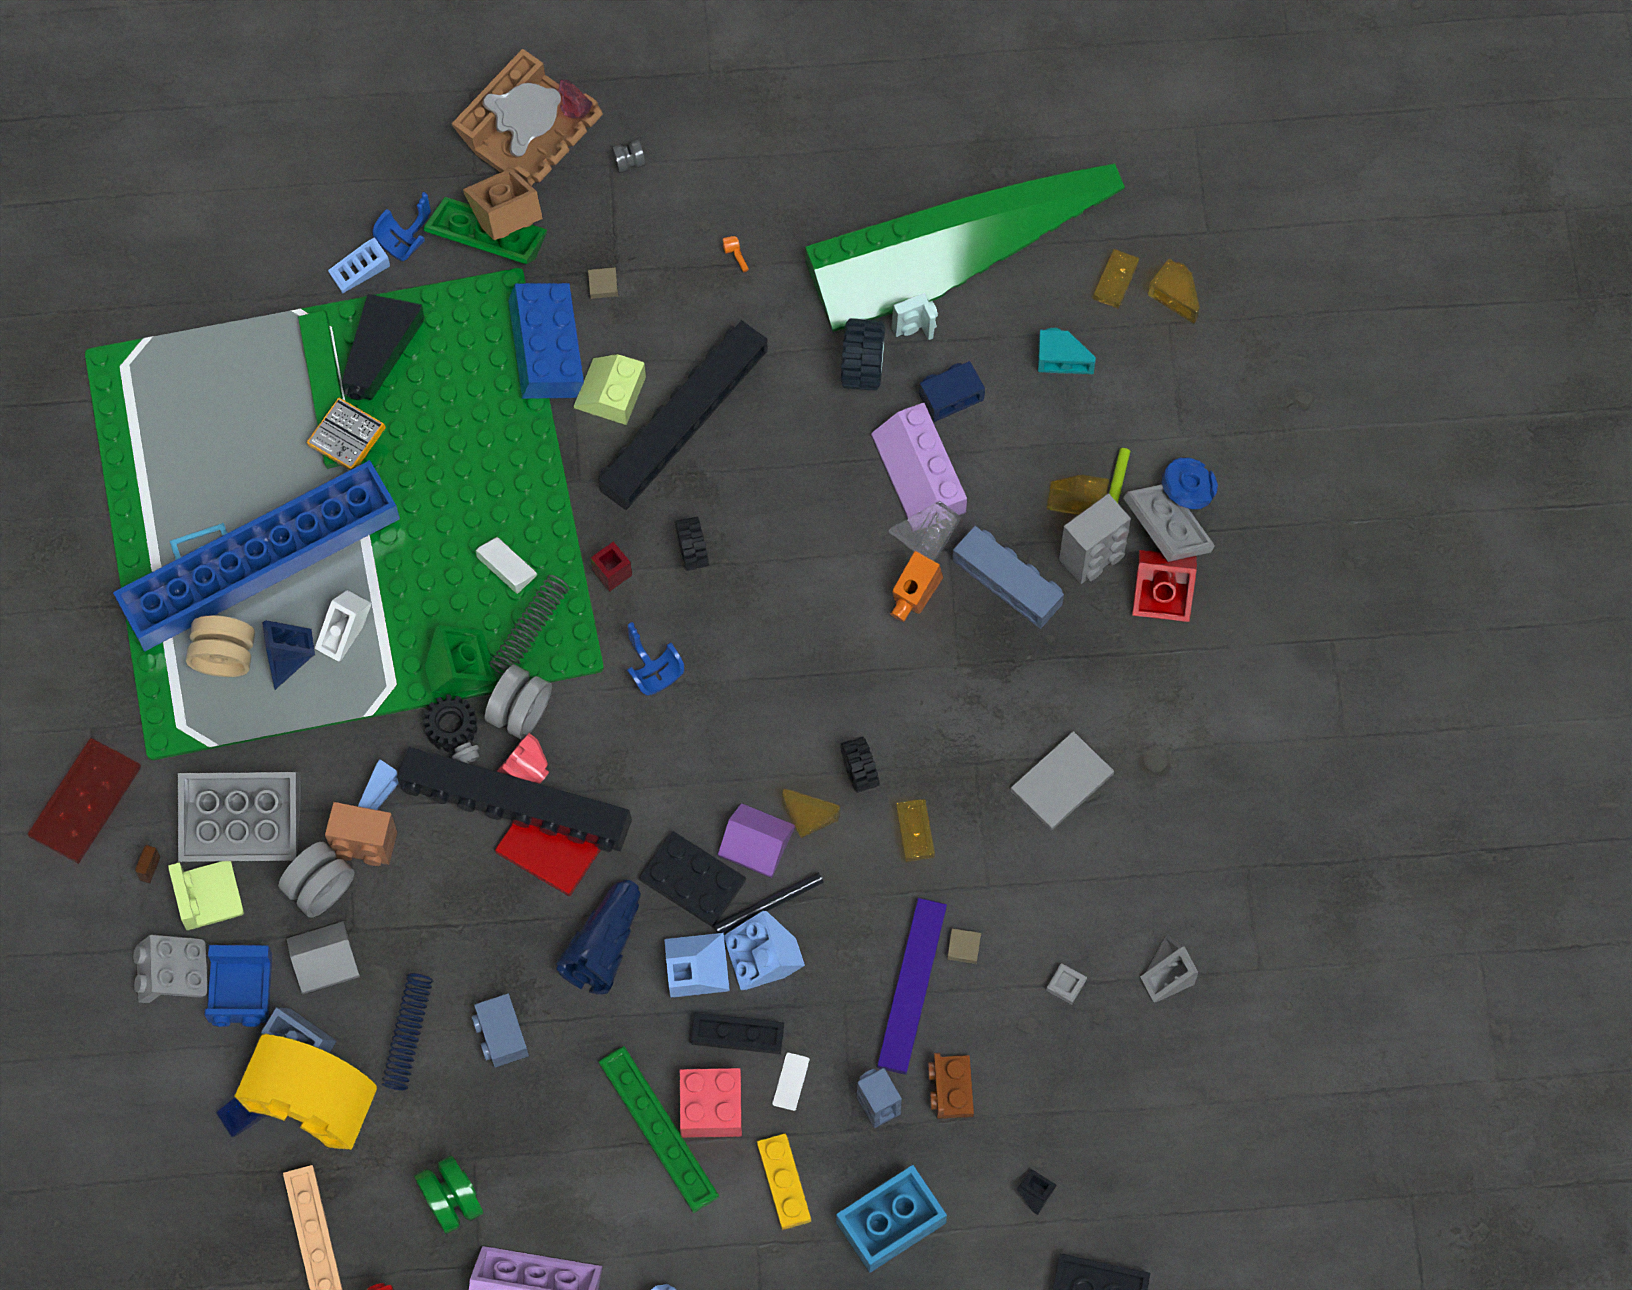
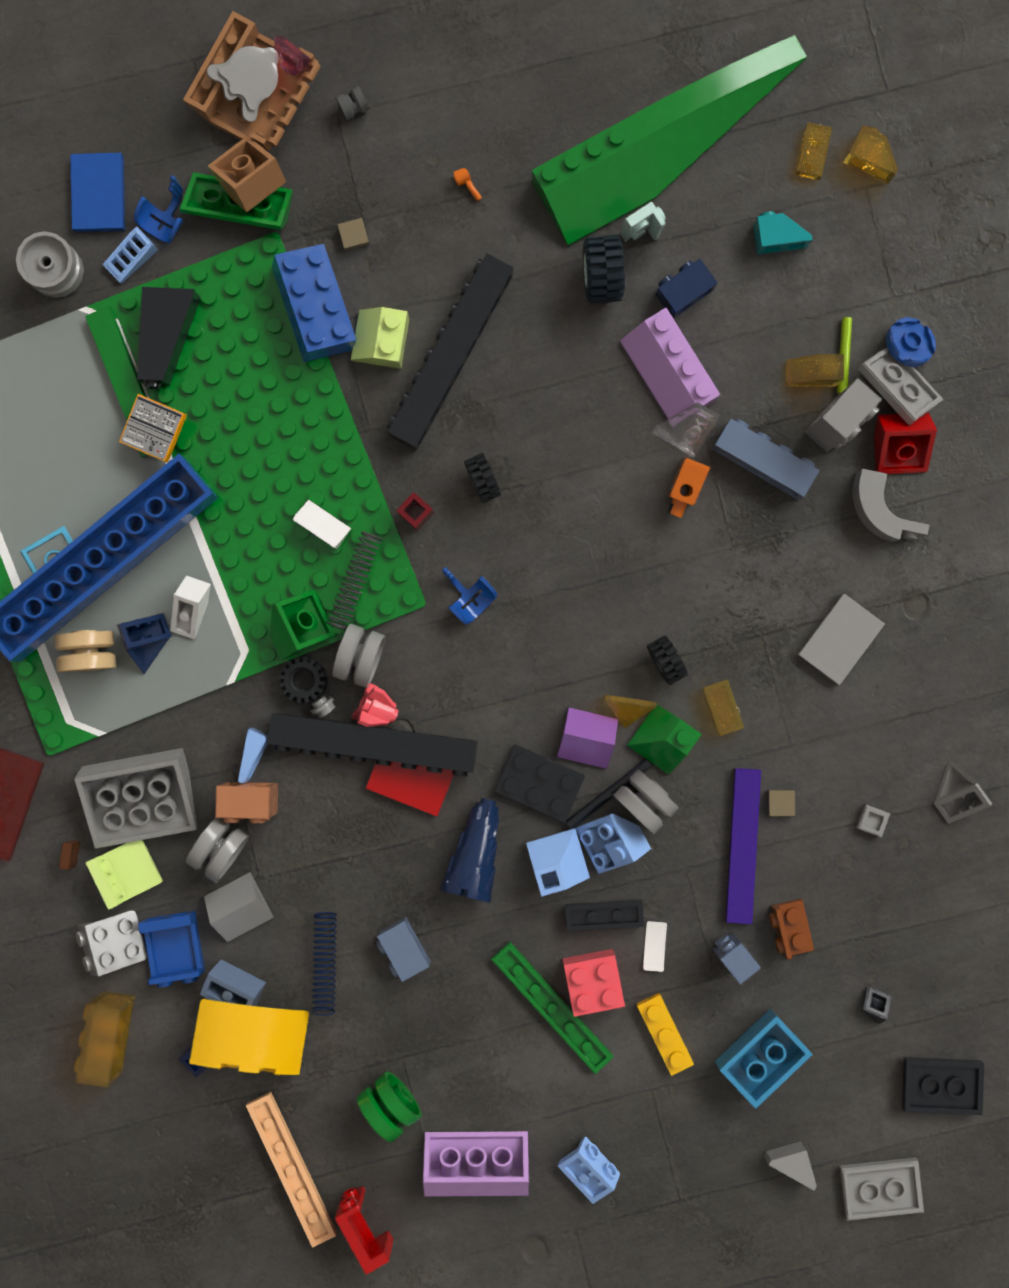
camera: 15 degrees left, 20 degrees up
(142, 1063) = (104, 1039): none -> clear yellow brick
(273, 260) = (49, 264): none -> light grey wheel
(339, 200) = (97, 192): none -> blue tile
(807, 908) = (646, 801): none -> light grey wheel
(843, 854) = (664, 739): none -> green slope
(1122, 655) = (875, 515): none -> light grey arch

